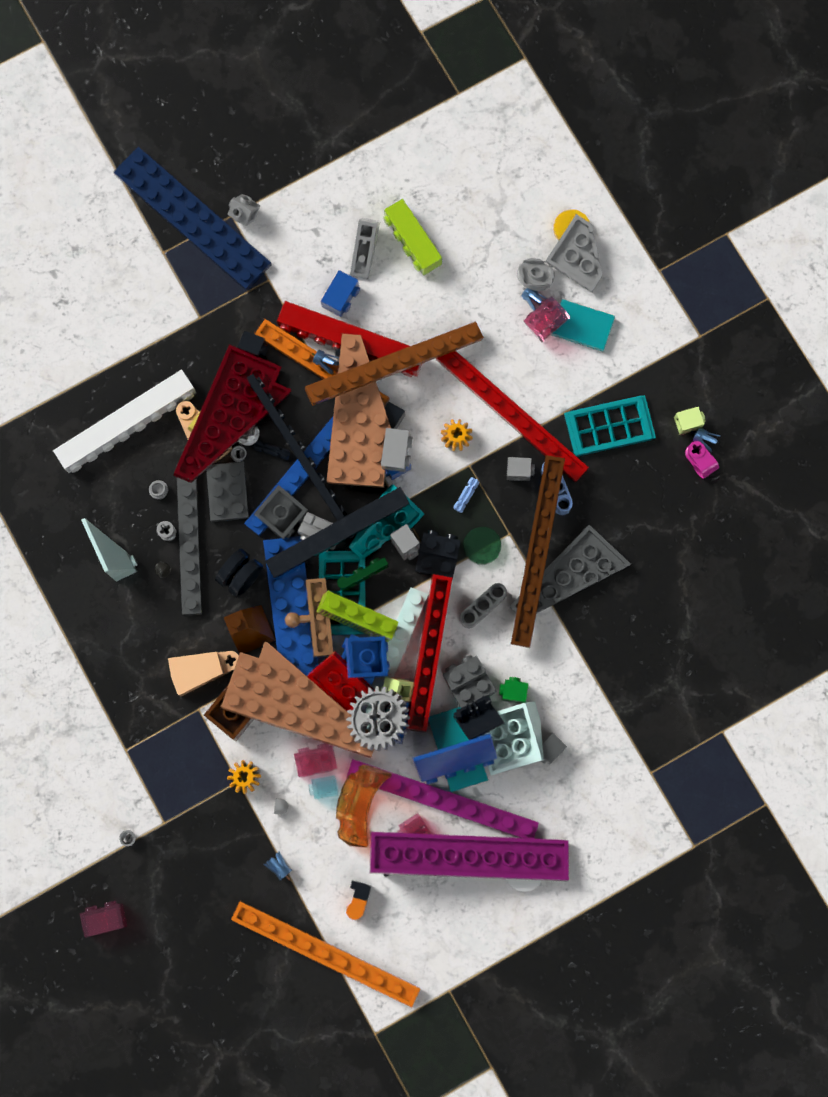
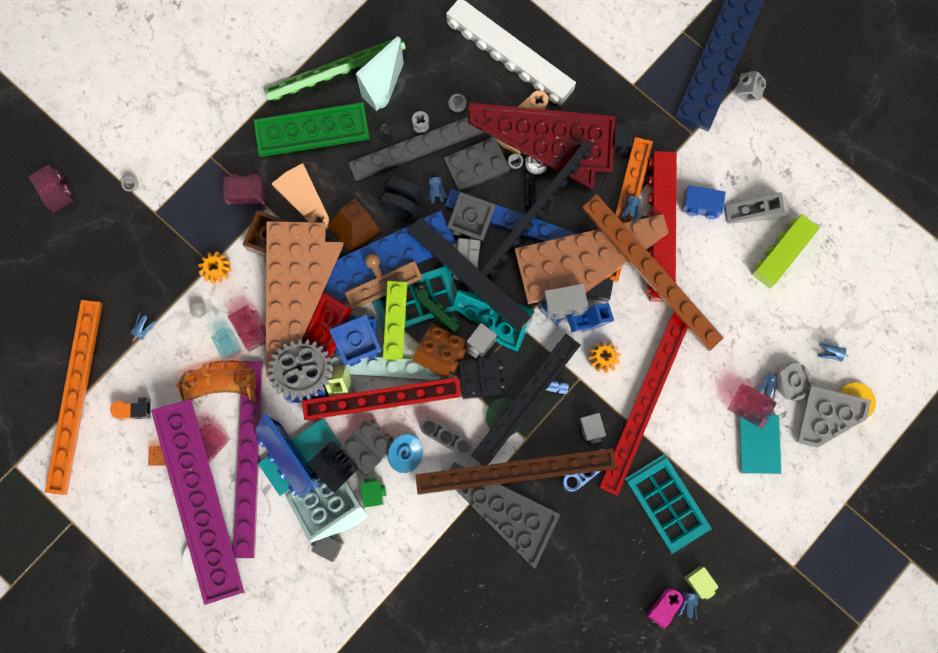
camera: 65 degrees right, 0 degrees up
(79, 598) = (325, 72): none -> bright green plate
(135, 640) = (311, 129): none -> green plate
(175, 723) = (244, 189): none -> clear pink brick
(235, 536) = (436, 189): none -> flat silver piece
(401, 583) = (440, 351): none -> dark orange brick
(412, 886) = (156, 456): none -> clear orange tile
(418, 428) = (593, 318): none -> blue brick
(473, 520) = (525, 400): none -> black tile
(487, 648) = (411, 456): none -> dark azure dish
(522, 226) = (838, 352): none -> flat silver piece

